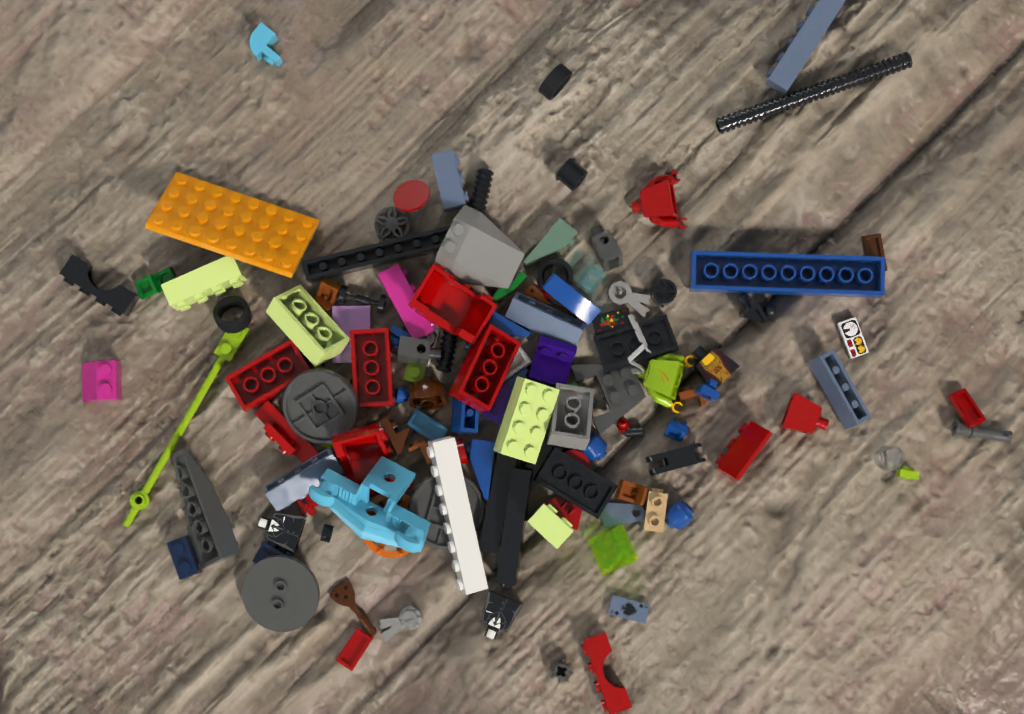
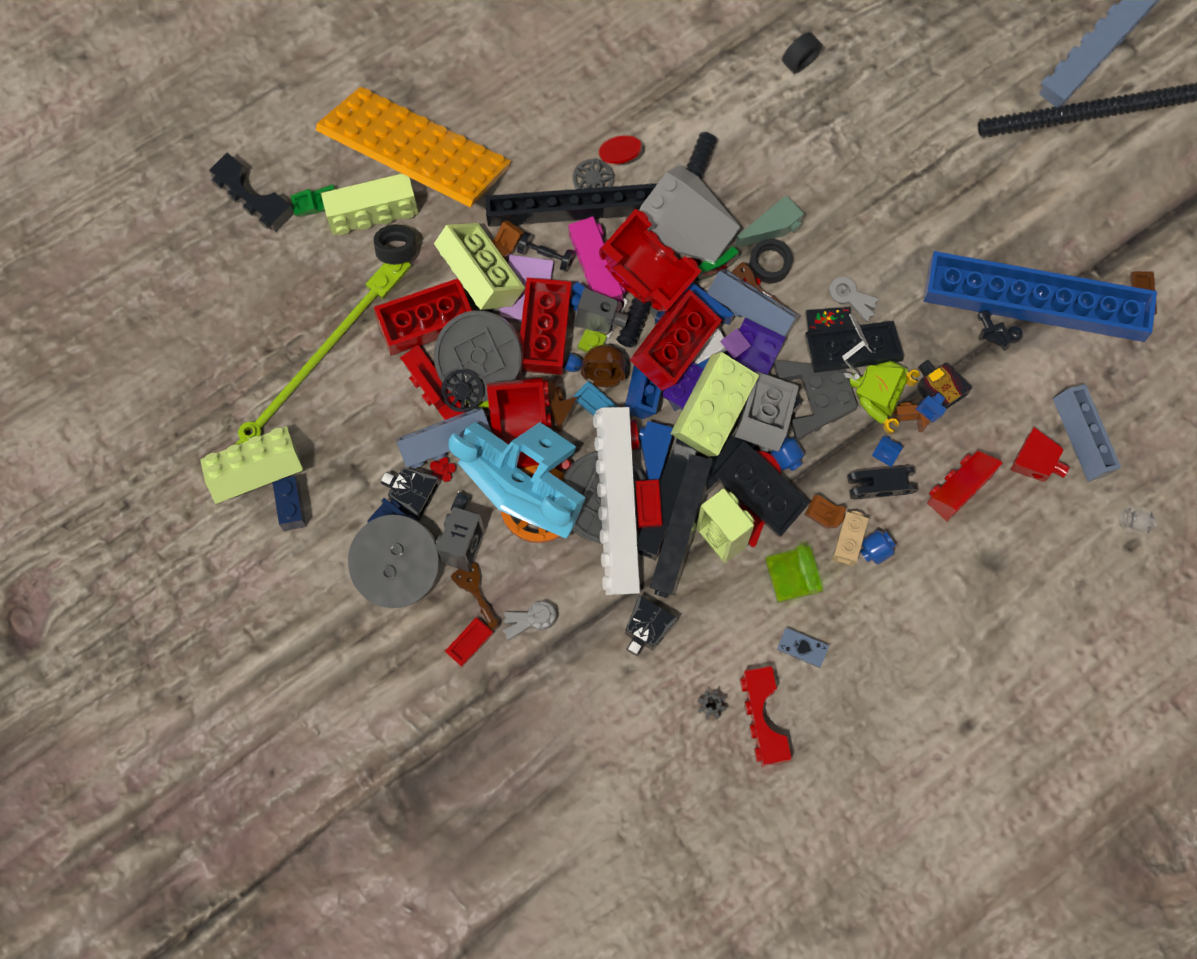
camera: 10 degrees right, 10 degrees down
(101, 381) = (232, 295): dark pink slope -> none
(146, 531) = (250, 464): none -> yellowish green brick
(209, 524) = (325, 472): dark grey wedge -> none
(312, 437) = (462, 390): none -> black wheel
(332, 567) = (460, 539): none -> dark grey brick
(422, 445) = (584, 420): dark orange bracket -> none
(449, 180) = (665, 139): sand blue brick -> none
(484, 512) = (648, 504): none -> red tile
(535, 359) = (735, 343): none -> medium lavender tile
(571, 174) = (805, 153): black piece -> none
(571, 298) = (786, 283): blue slope -> none
(589, 285) = (810, 276): clear light blue brick -> none
(606, 248) = (834, 239): dark grey torso -> none
(620, 514) = (810, 536): sand blue piece -> none
(627, 430) = (830, 442): arm -> none
(659, 202) = (902, 198): red torso -> none
(663, 292) = (893, 296): black piece -> none
(852, 338) = (1108, 381): tile -> none
(907, 473) = (1156, 542): lime plate -> none

